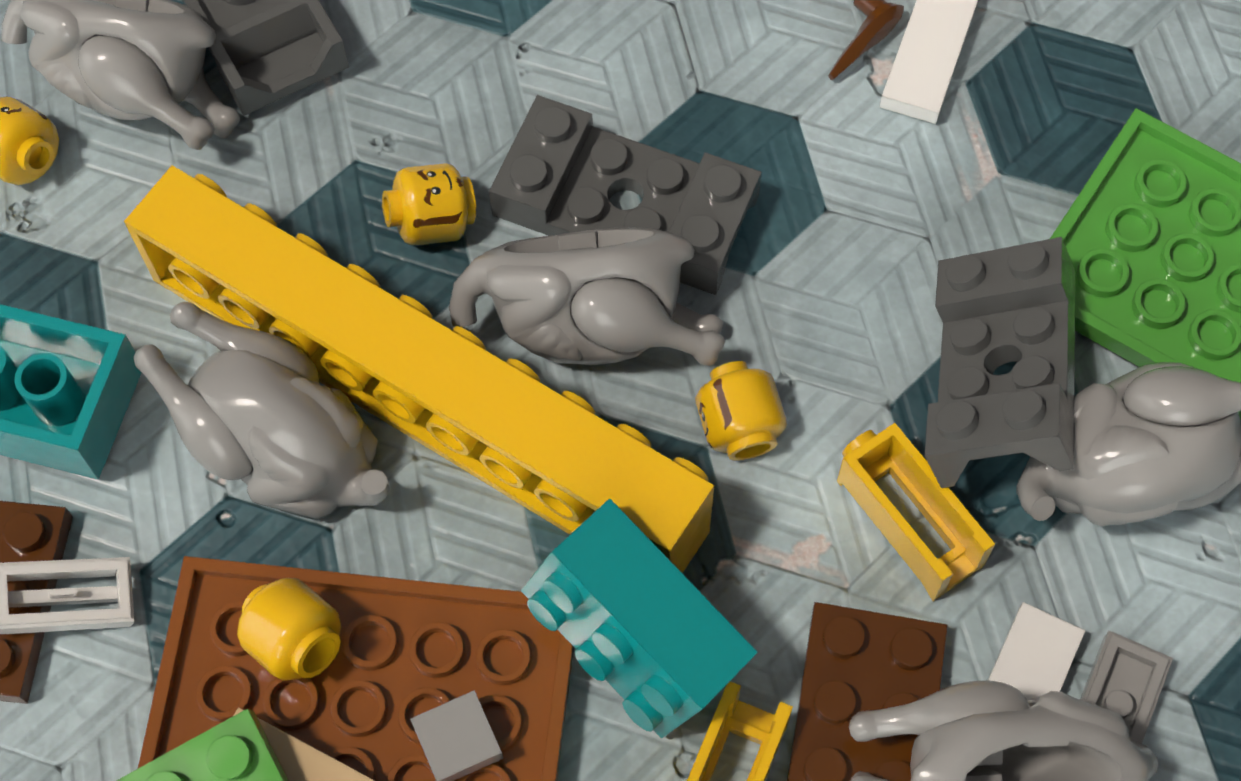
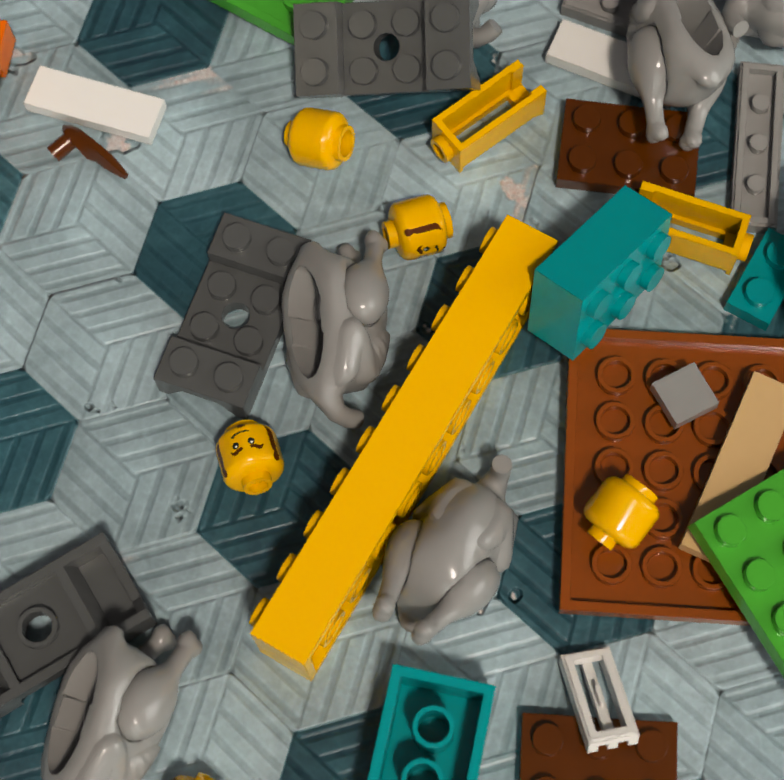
camera: 90 degrees left, 5 degrees up
(876, 292) = (319, 138): none -> yellow head

